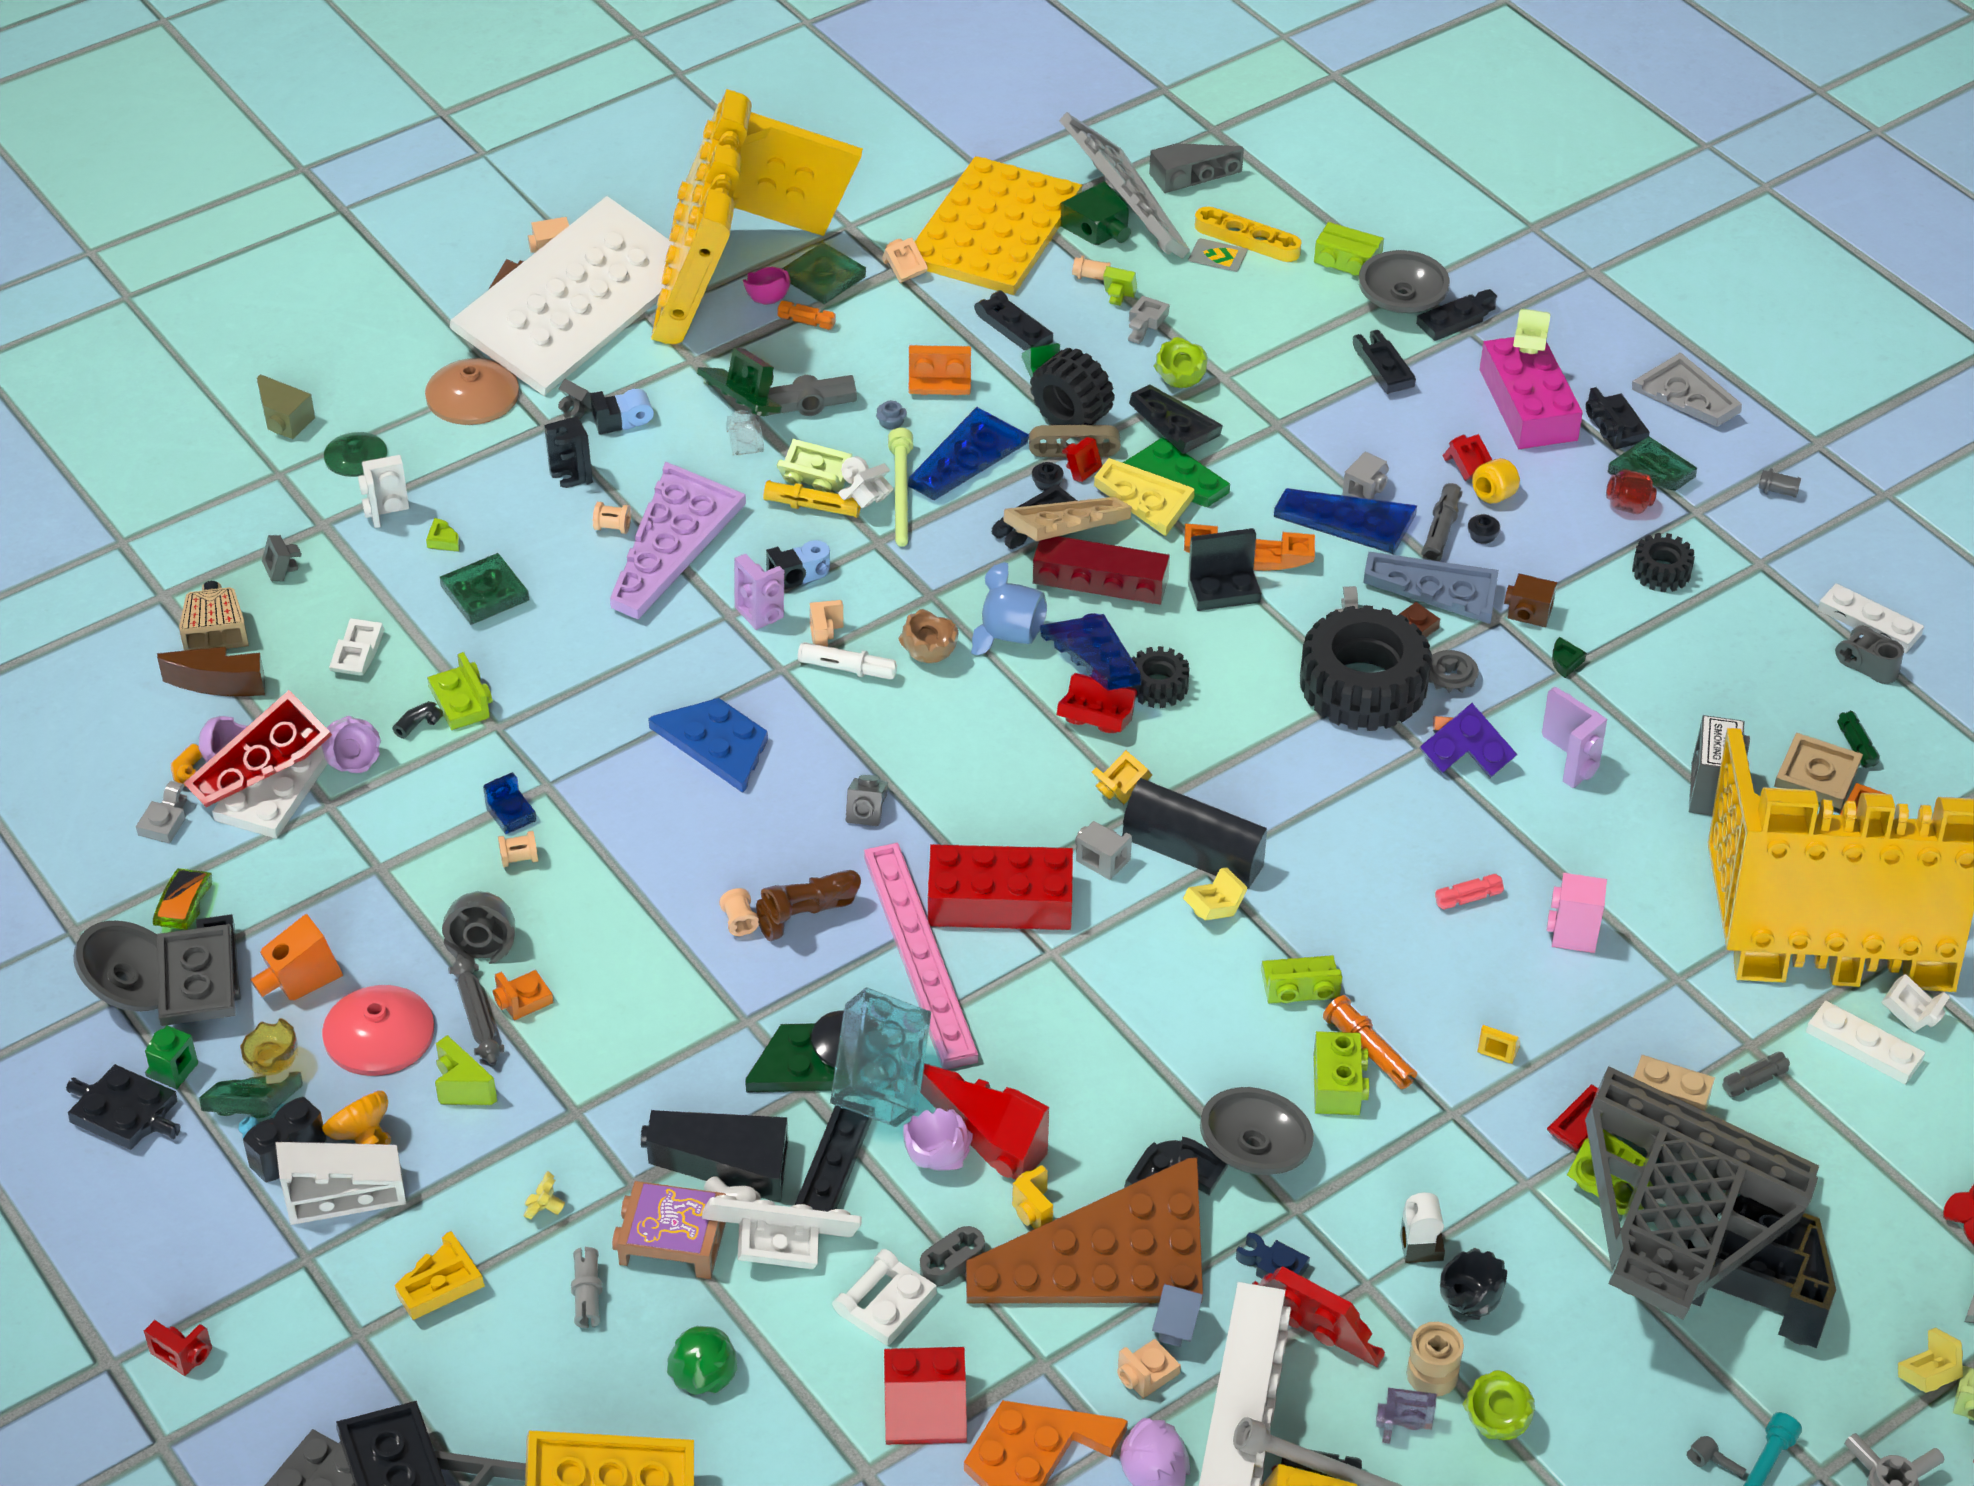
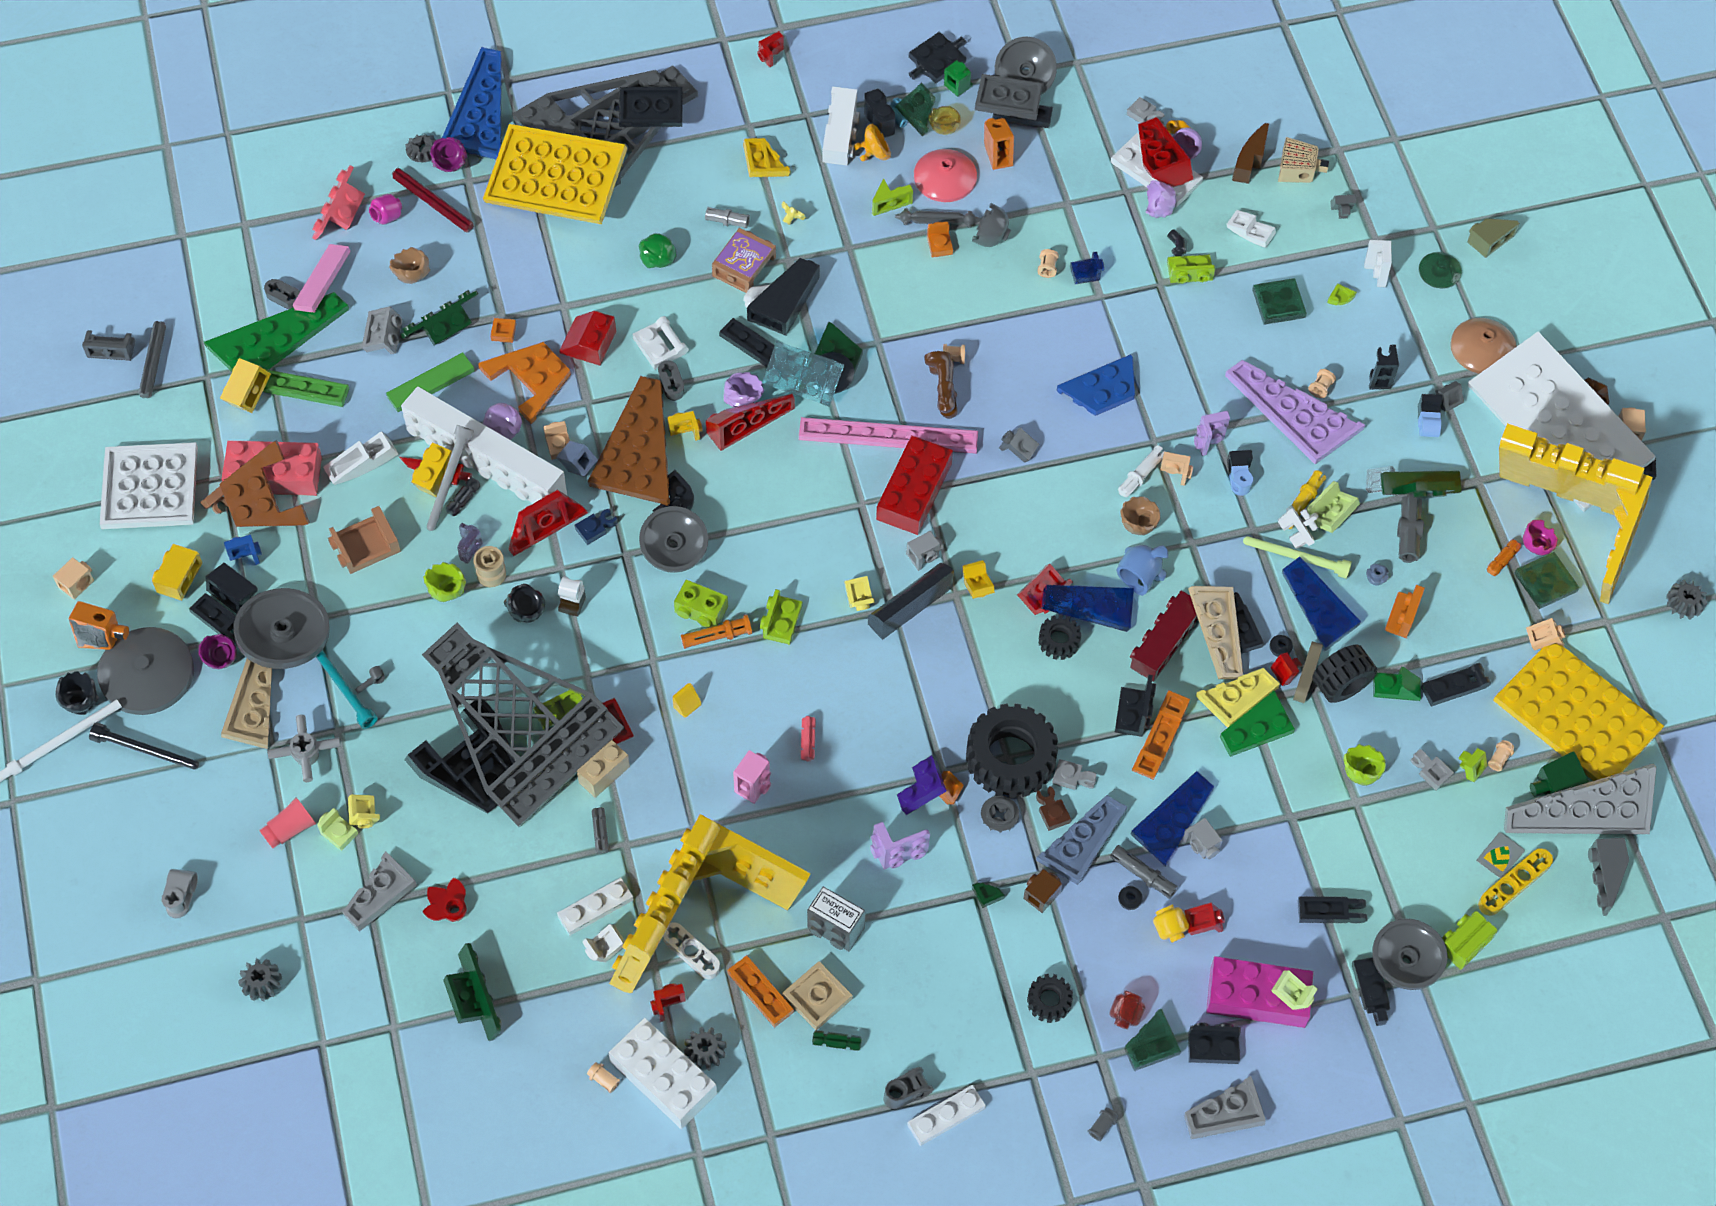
camera: 110 degrees right, 15 degrees up
(181, 899) = (1074, 105): slope -> none
(780, 1232) = (713, 300): white bracket -> none
(1174, 419) = (1308, 742): black wing -> none

